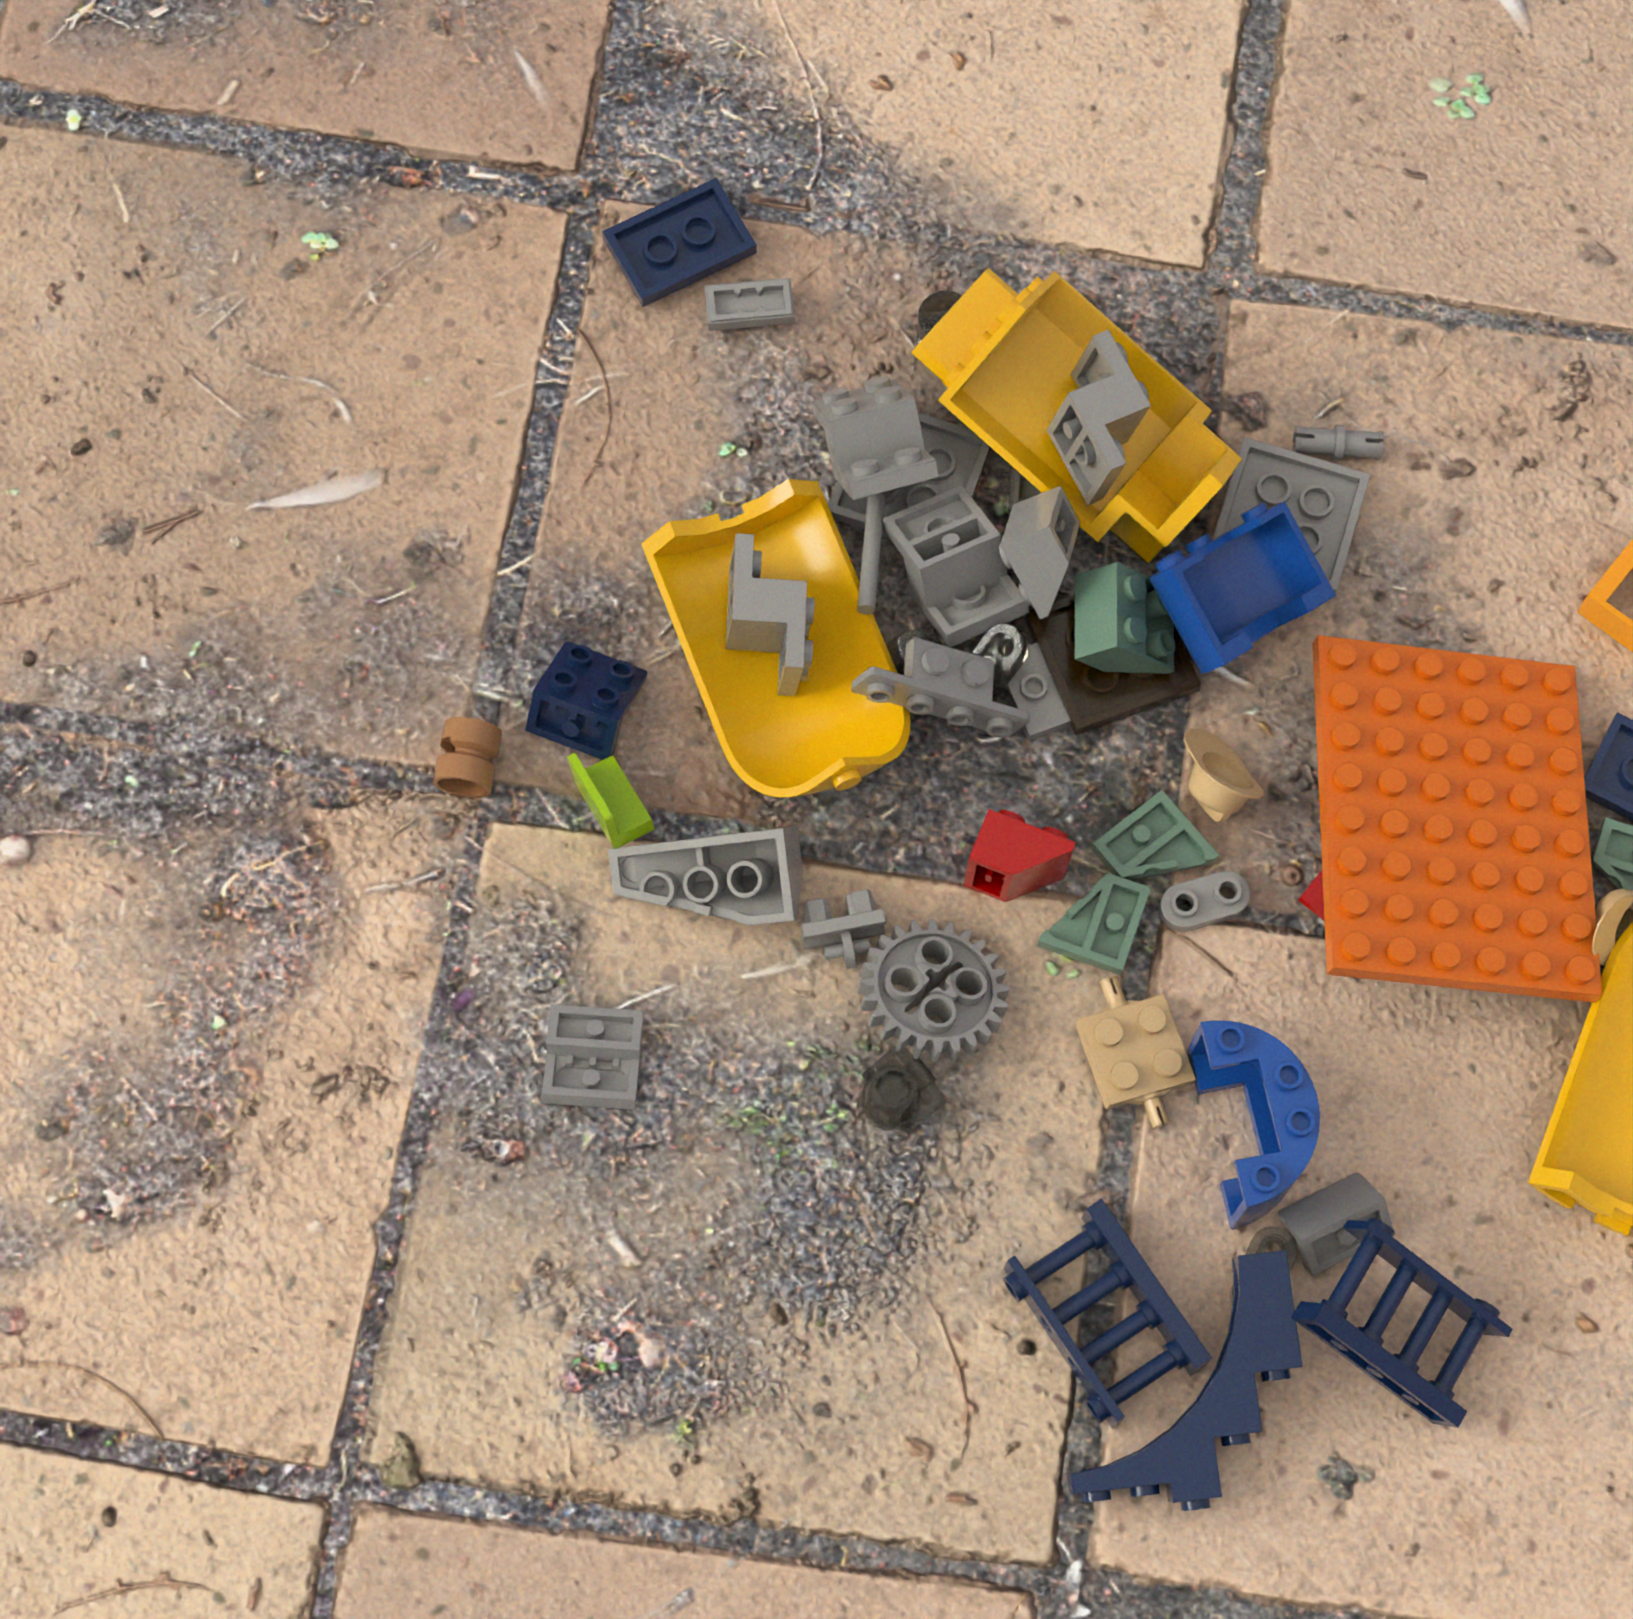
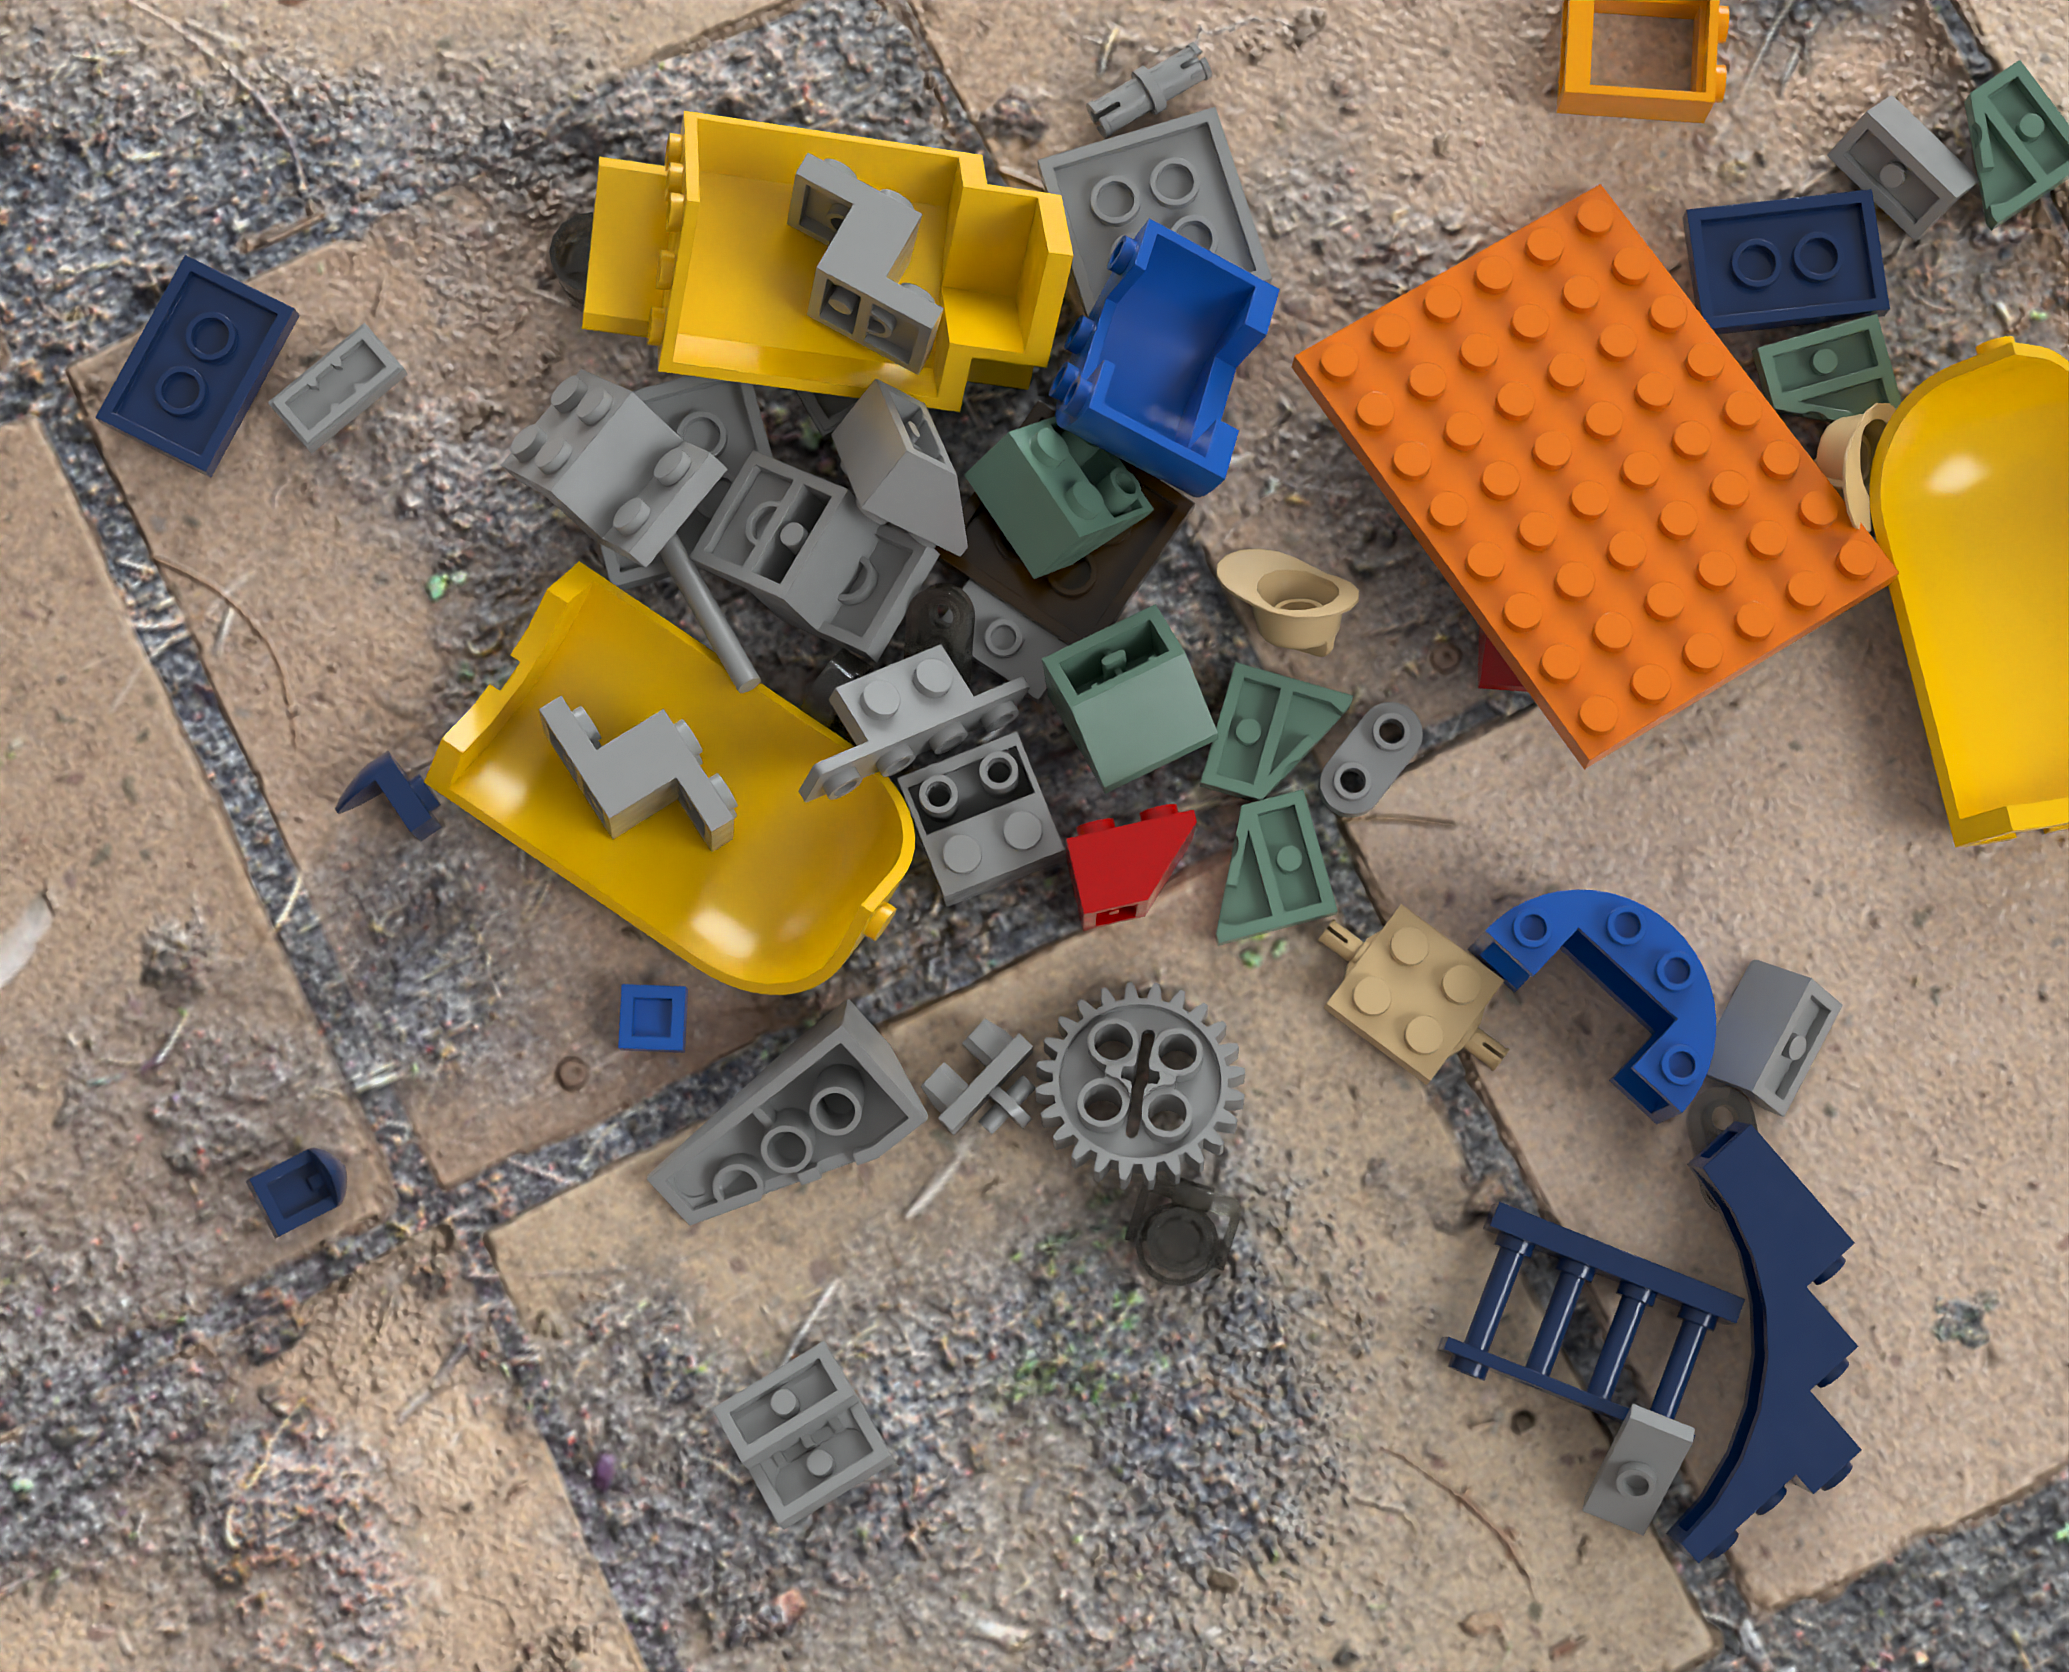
camera: 30 degrees left, 10 degrees up
(406, 721) = (299, 1189): none -> dark blue plate
(466, 763) = (404, 1185): medium nougat wheel -> none
(584, 700) = (490, 1014): dark blue bracket -> none
(611, 800) = (611, 1117): lime panel -> none
(626, 548) = (410, 798): none -> dark blue plate
(676, 763) = (653, 1018): none -> blue plate
(947, 778) = (982, 819): none -> light grey slope
(1075, 1415) = (1638, 1469): none -> light grey plate
(1083, 765) = (1129, 698): none -> sand green slope
(1364, 1344) = (1906, 1166): dark blue fence -> none

